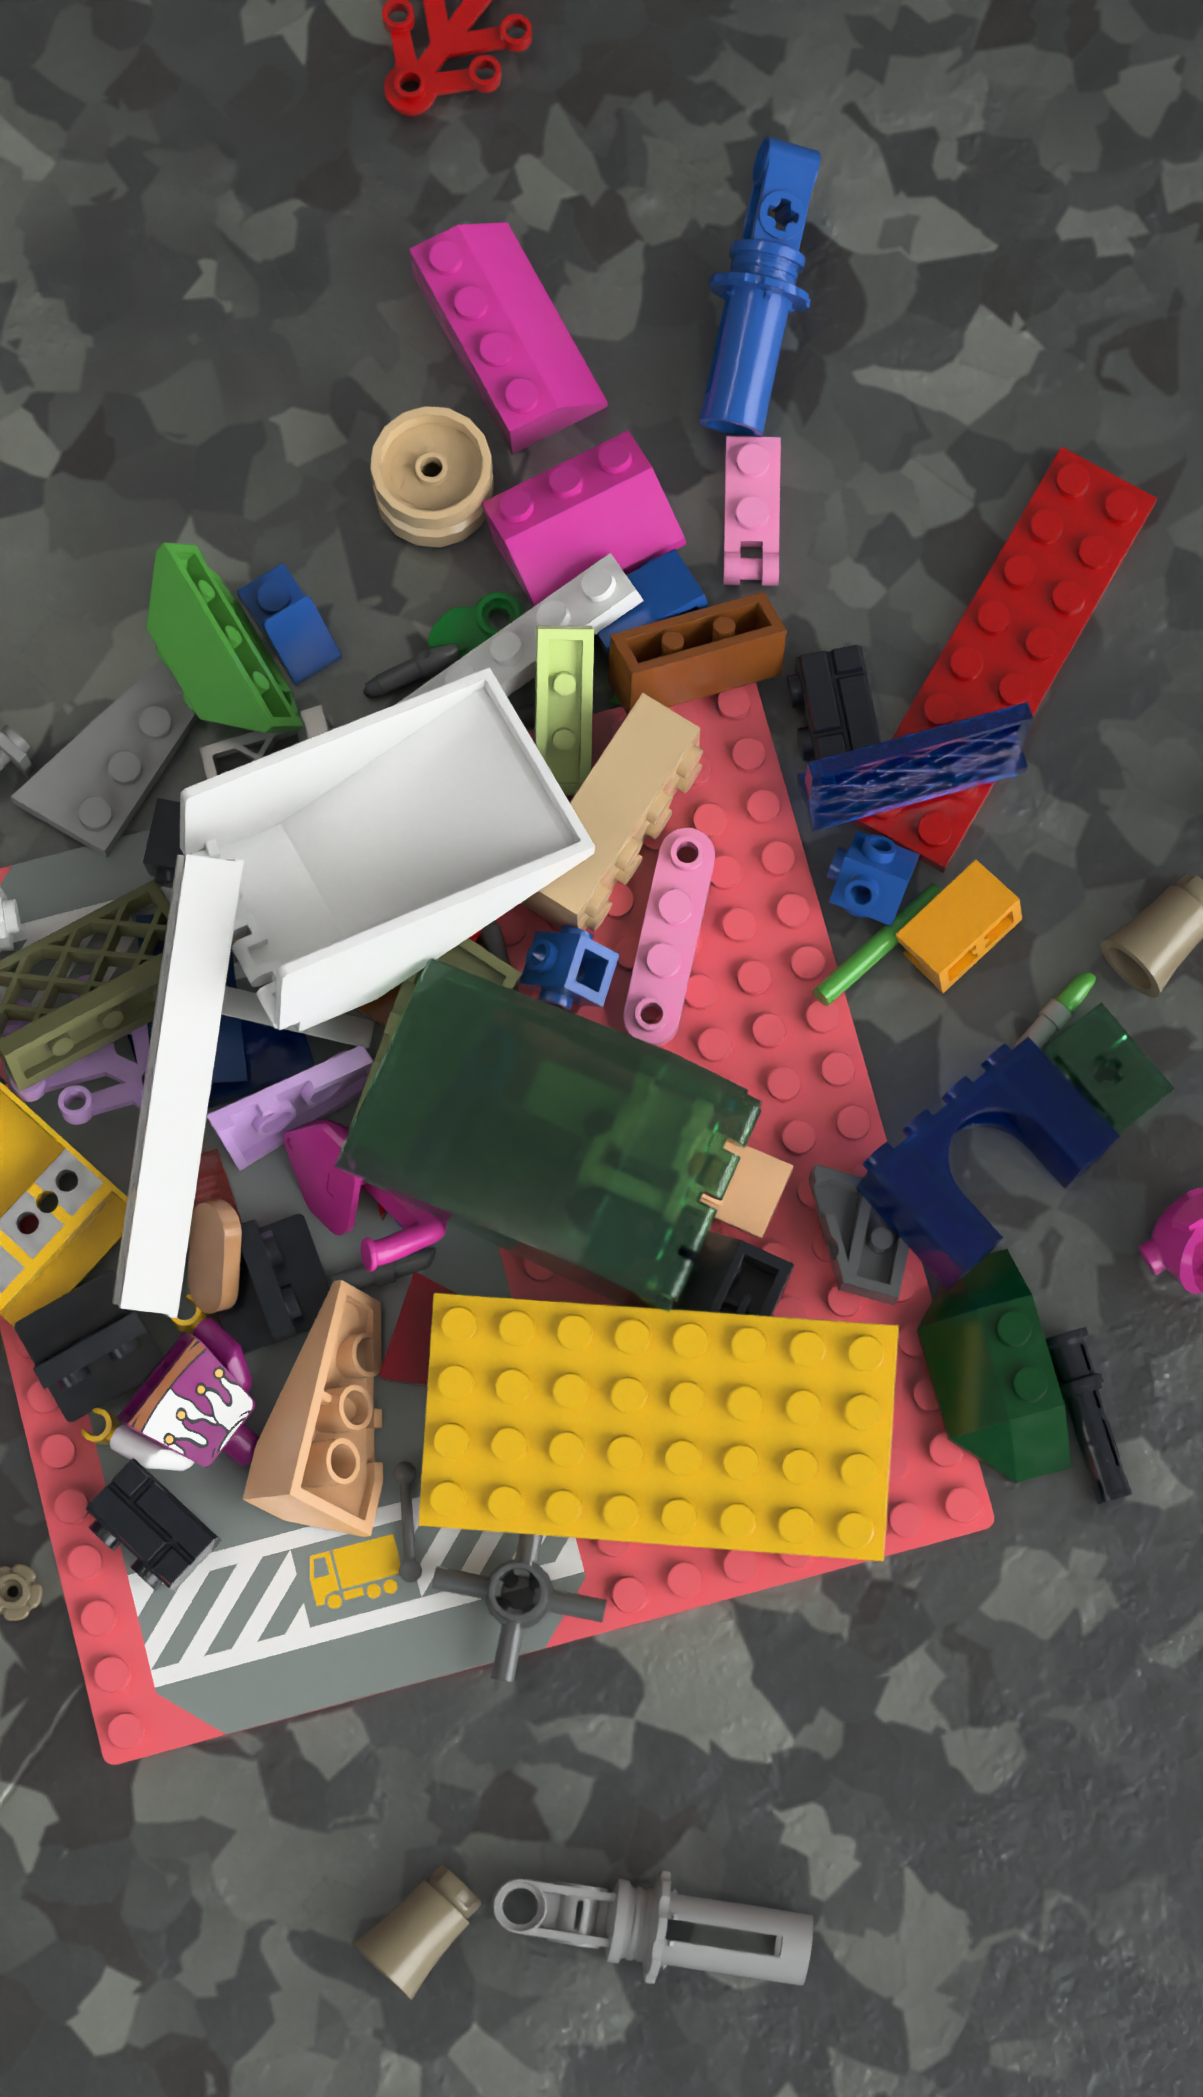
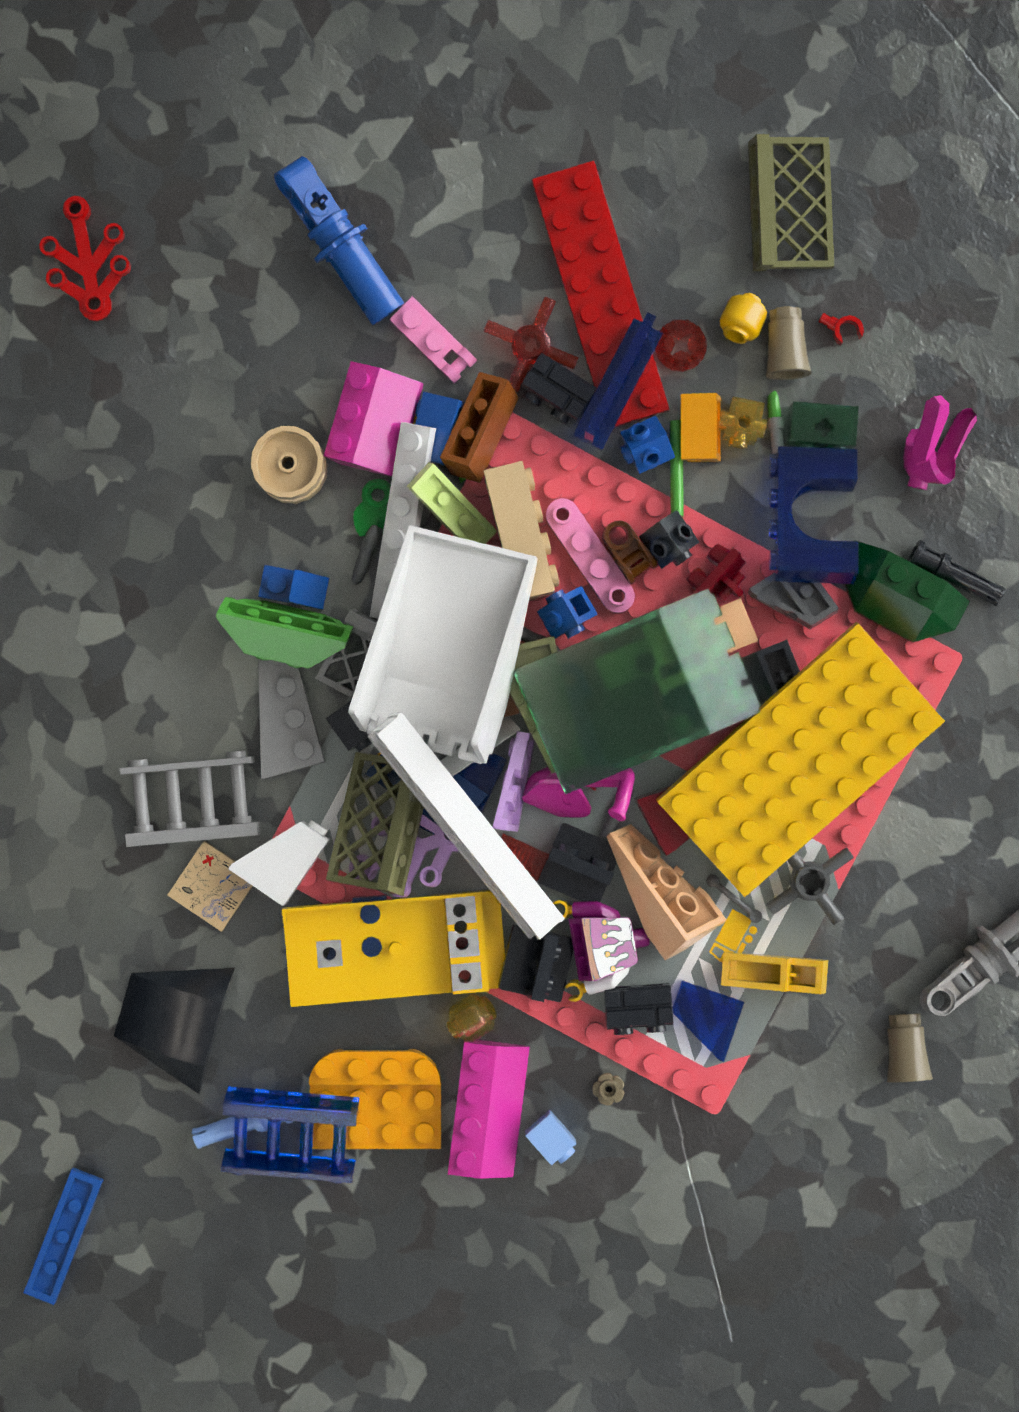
camera: 50 degrees left, 10 degrees up
(214, 1256) = (552, 878): medium nougat tile -> none
(224, 1629) = (708, 1016): none -> clear blue wing
(359, 1662) = (774, 973): none -> yellow slope
(505, 332) = (250, 369): dark pink slope -> none
(718, 982) = (629, 552): none -> reddish brown piece
(781, 1010) = (670, 540): none -> black brick
(799, 1120) = (724, 577): none -> dark red hips
(870, 612) = (526, 332): none -> clear red bar
(1018, 825) = (681, 361): none -> clear red gear
(1028, 954) = (748, 412): none -> clear yellow brick
(1144, 850) = (743, 318): none -> yellow head

